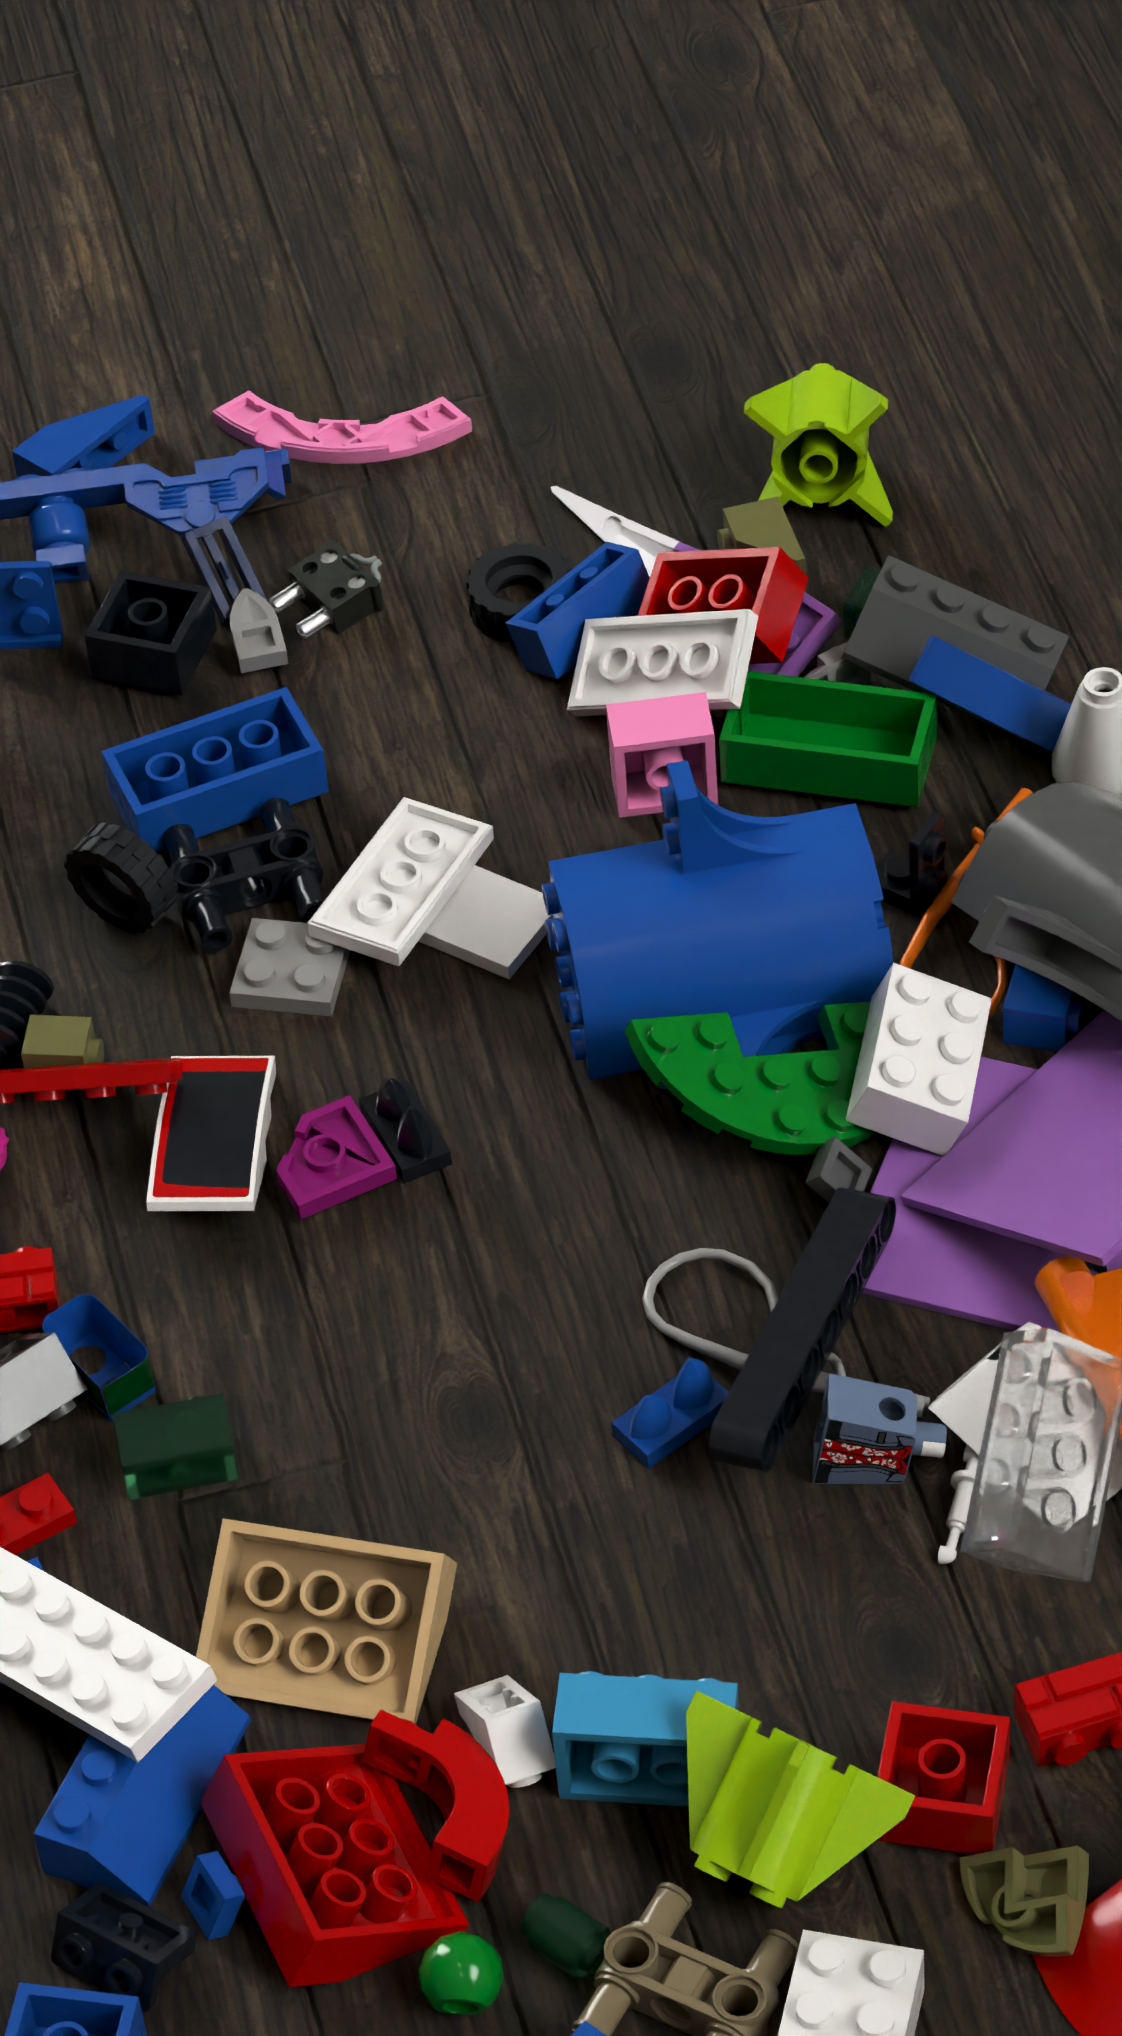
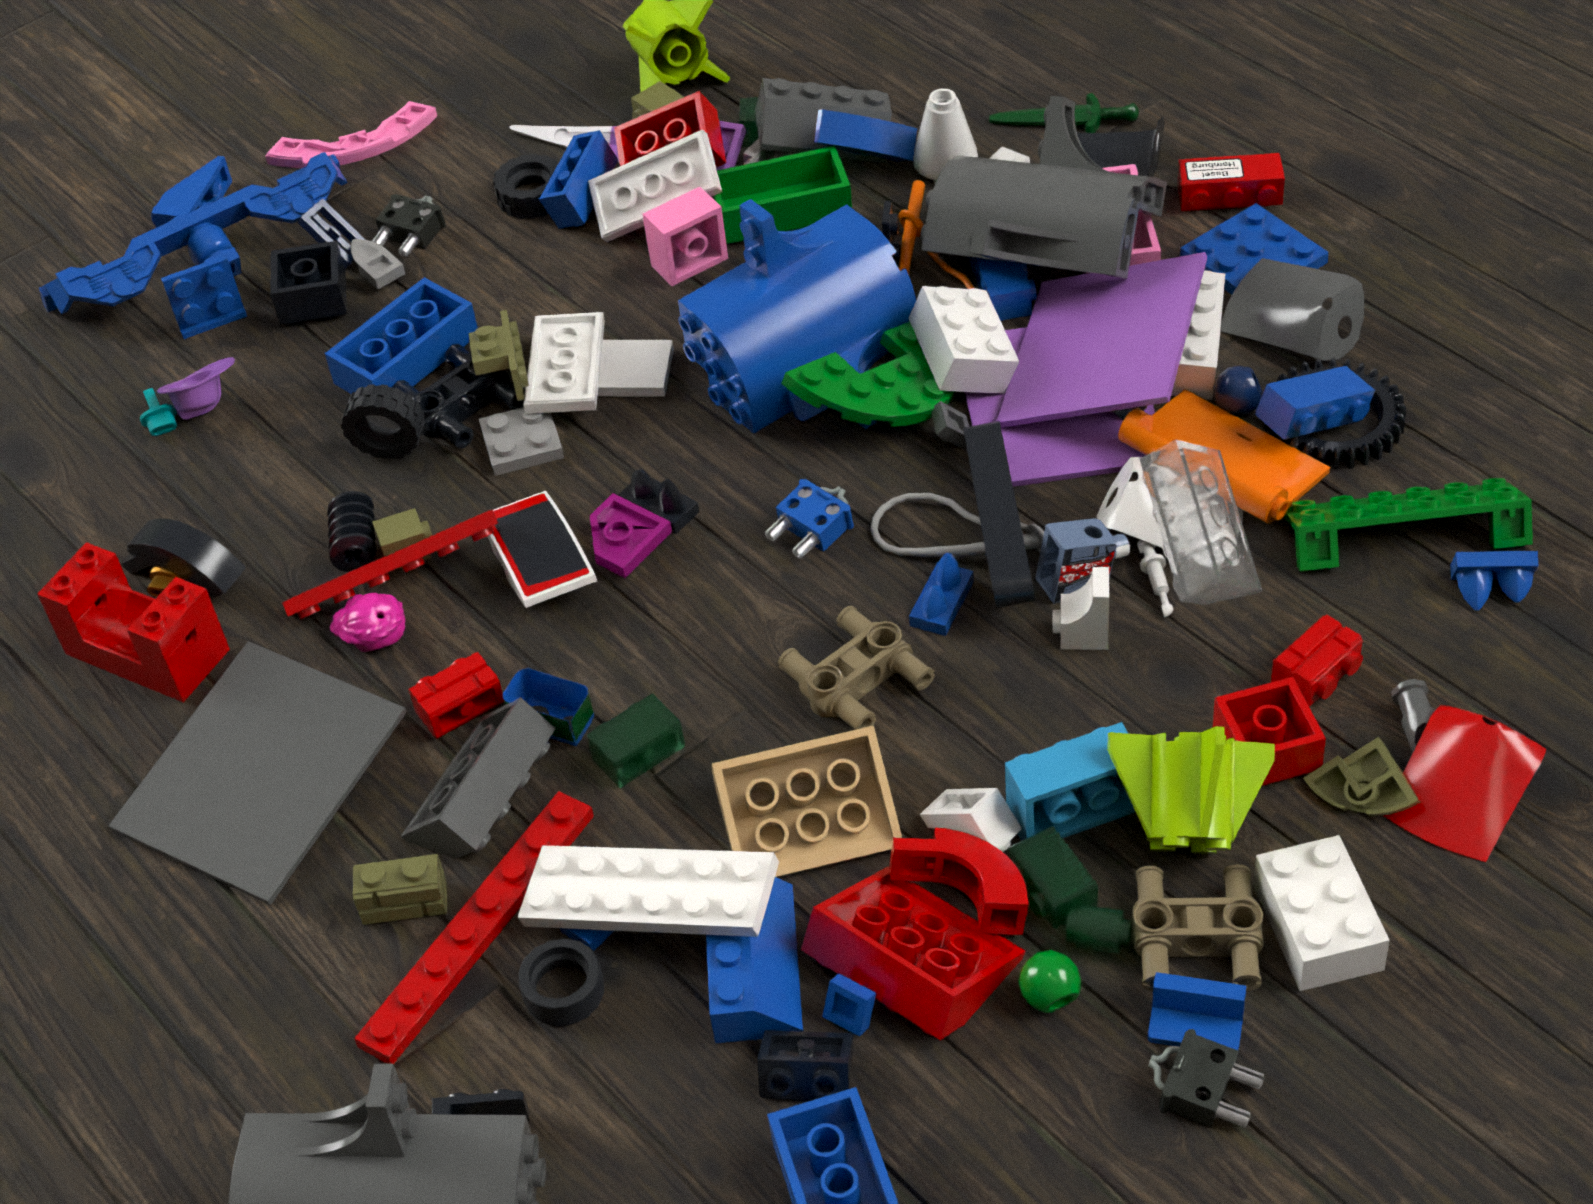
camera: 25 degrees left, 0 degrees up
(321, 835) = (498, 350): none -> olive bracket
(497, 1467) = (855, 669): none -> dark tan piece
(554, 1842) = (1053, 876): none -> clear green brick
(580, 1233) = (813, 516): none -> blue piece
(825, 1519) = (1085, 614): none -> white arch

